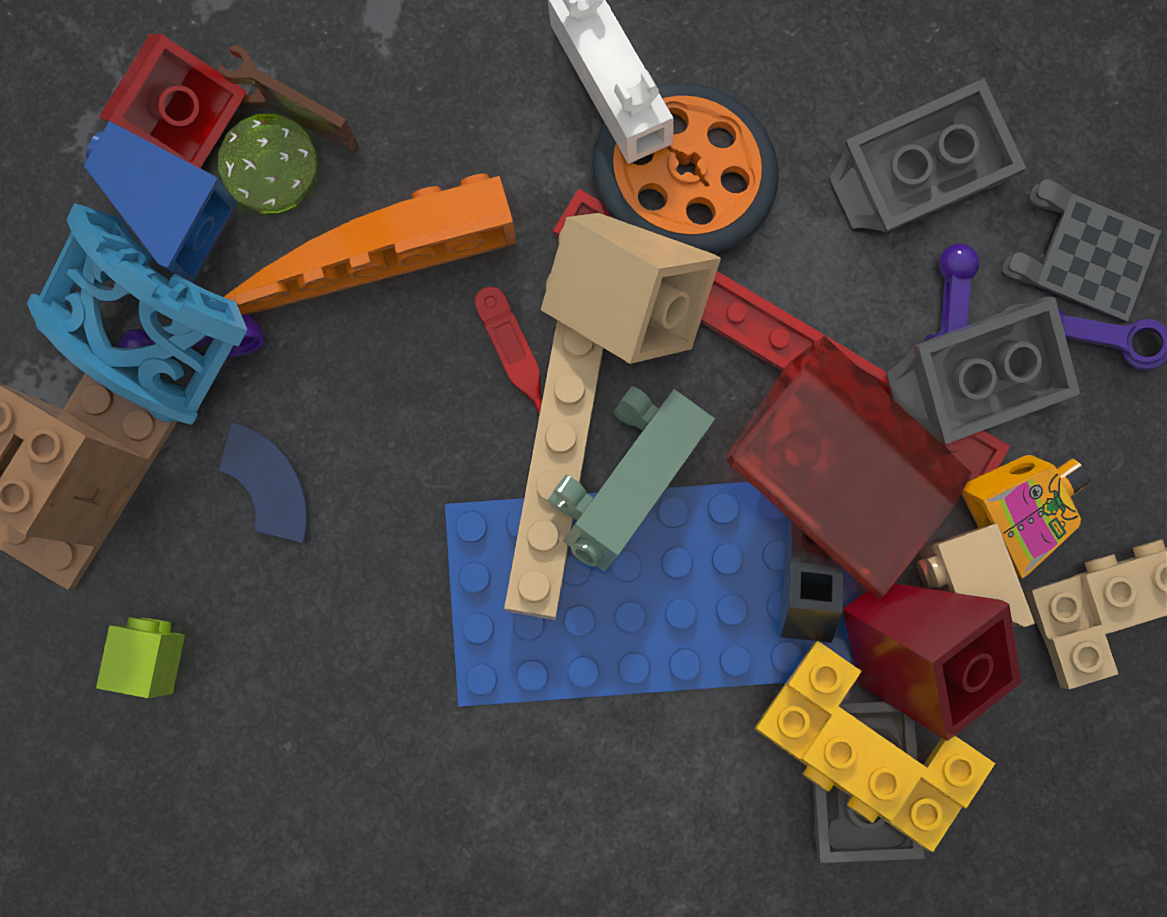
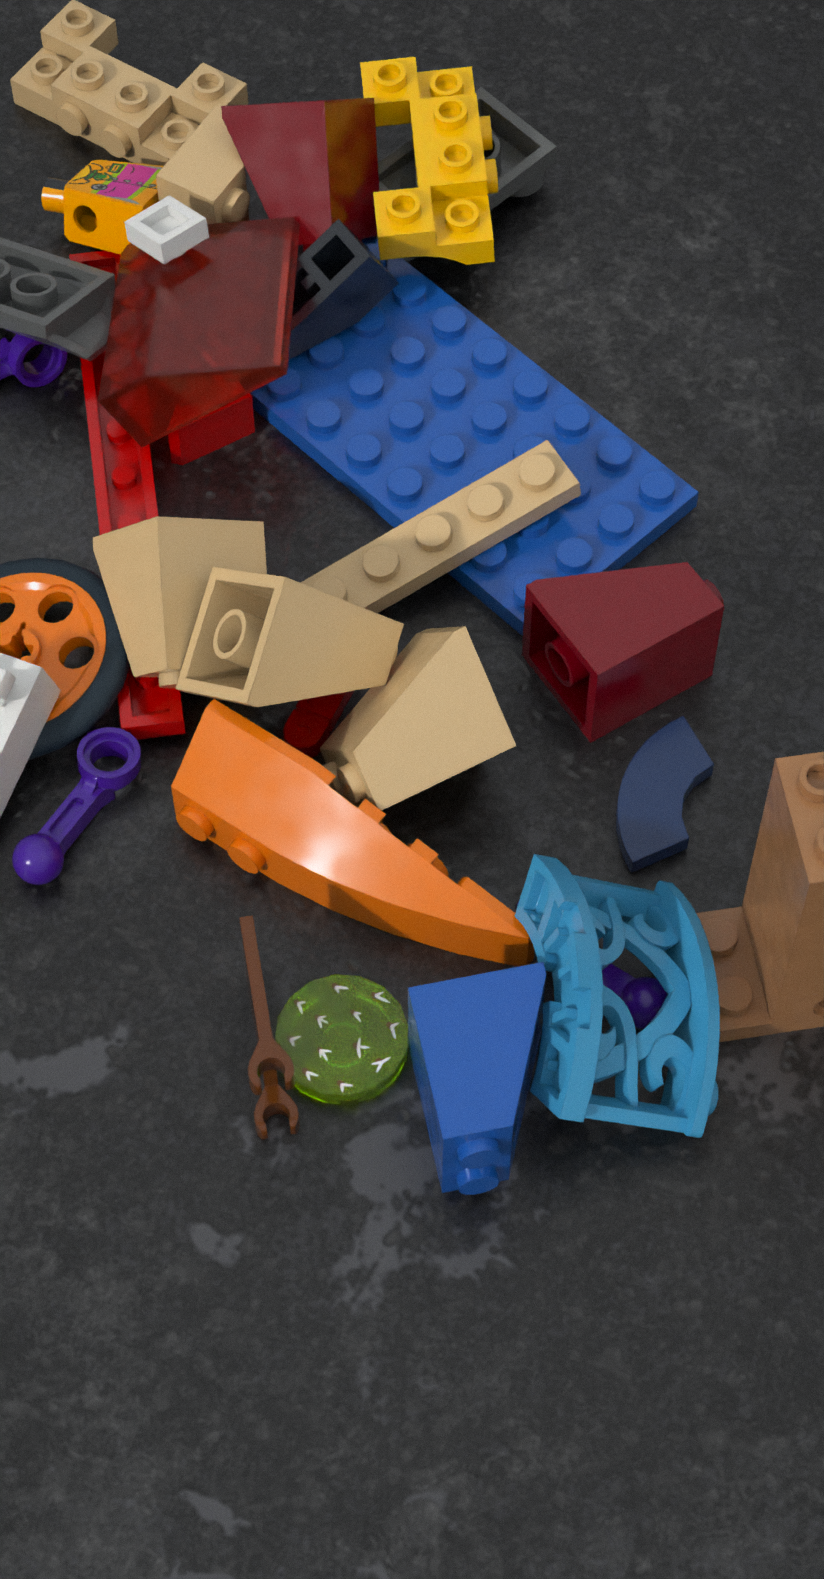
camera: 130 degrees left, 25 degrees down
(173, 100) = (364, 1167): red slope -> none
(367, 536) = (621, 640): none -> dark red slope
(408, 343) = (421, 725): none -> tan slope
(518, 299) = (283, 642): none -> tan slope
(531, 79) = (41, 855): none -> dark purple piece
(637, 482) = (363, 471): sand green brick -> none
(933, 487) = (166, 229): none -> white plate

